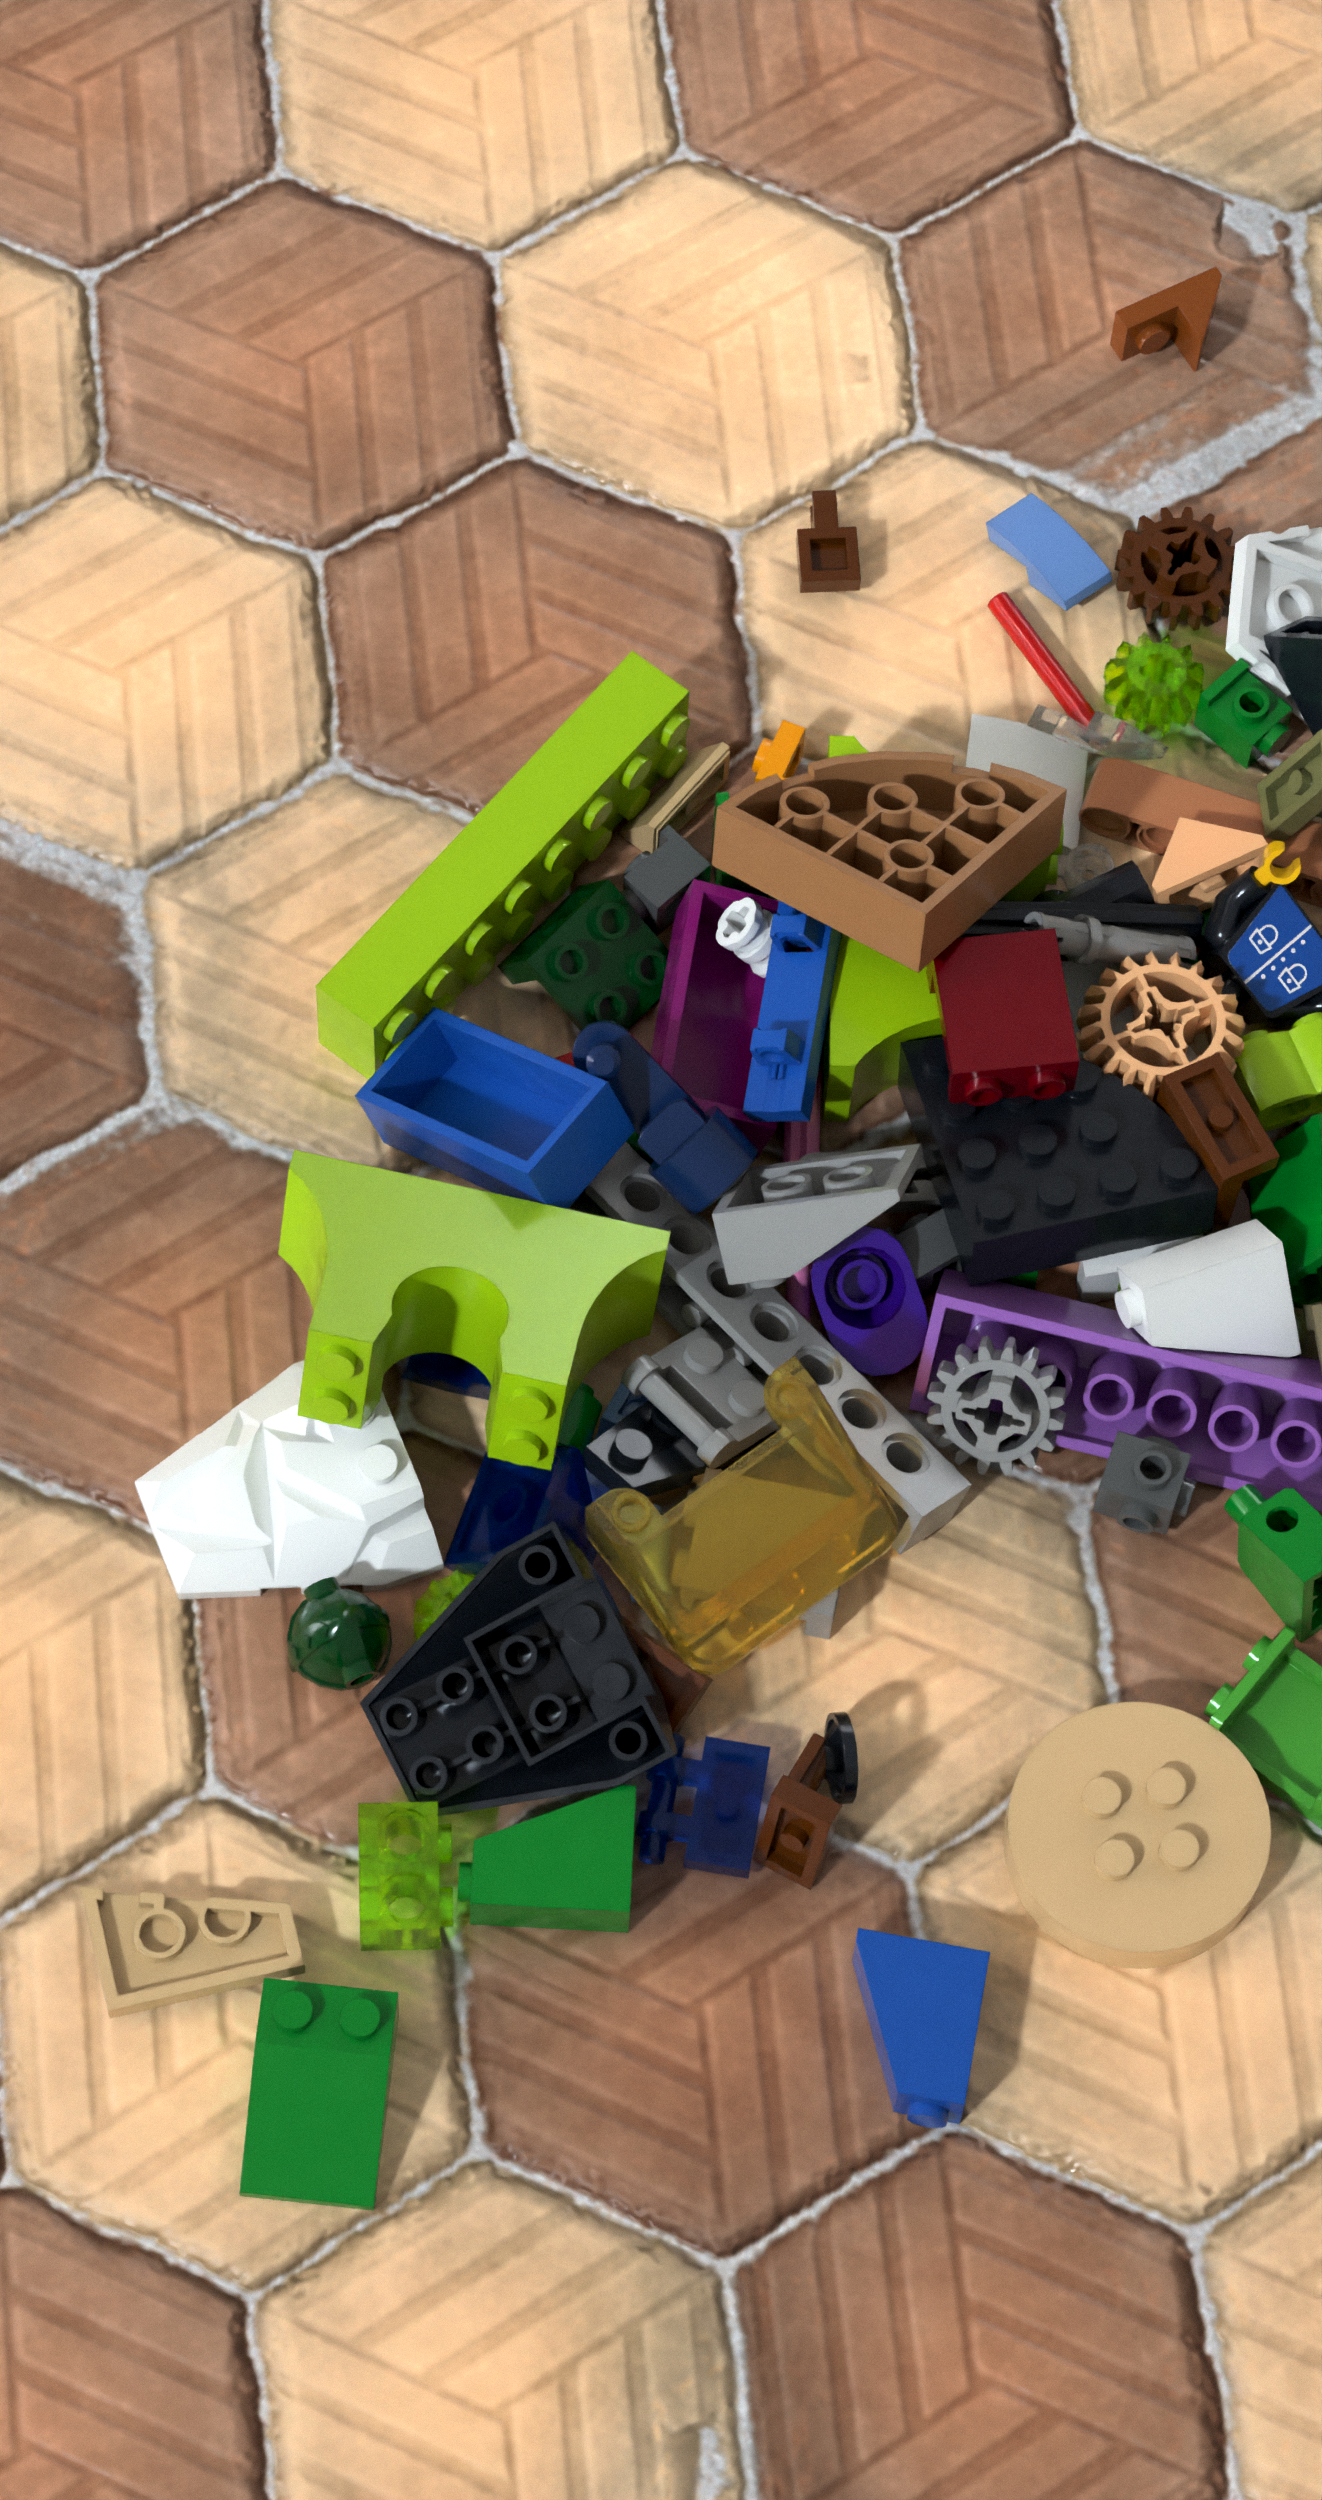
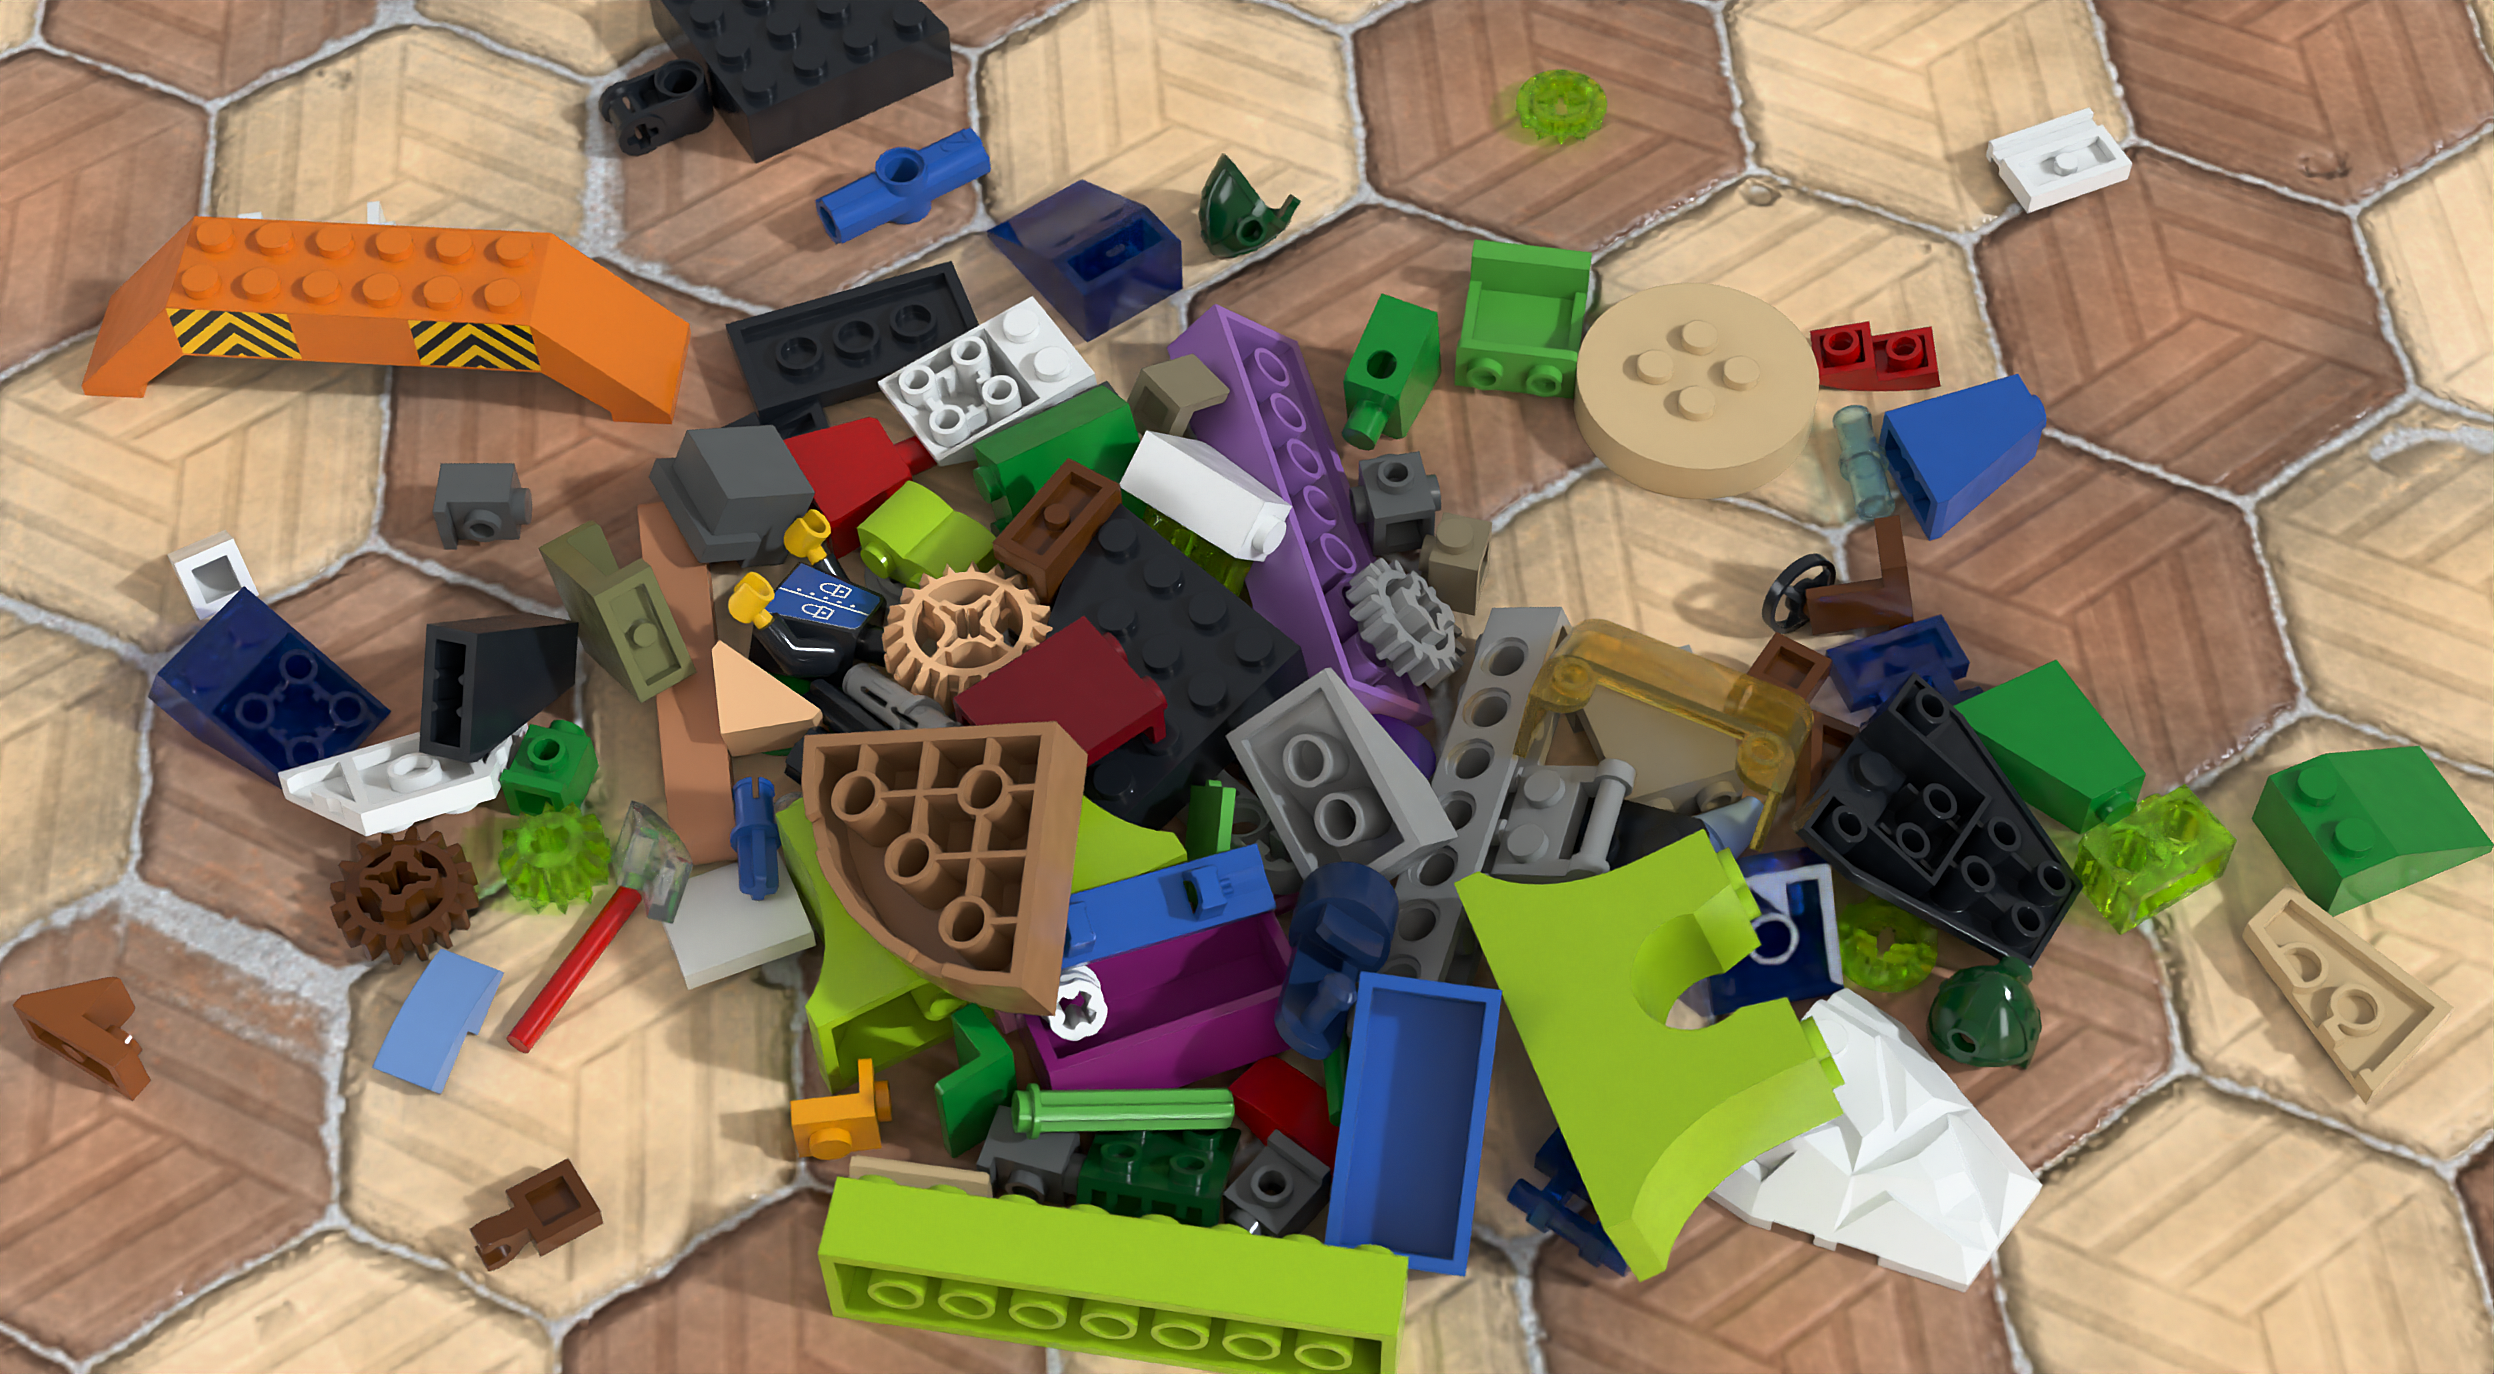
camera: 115 degrees left, 10 degrees down
(515, 1005) = (1289, 1172): none -> dark grey brick
(676, 871) = (1120, 1110): none -> bright green axle
(761, 1692) = (1792, 667): none -> reddish brown tile
(859, 1121) = (1208, 824): none -> bright green piece
(963, 1927) = (1863, 462): none -> clear light blue pin
(1055, 1493) = (1457, 561): none -> dark tan brick
(1085, 2030) = (1858, 361): none -> red slope
(1095, 824) = (755, 838): none -> blue axle
(1234, 2377) = (2058, 160): none -> white plate

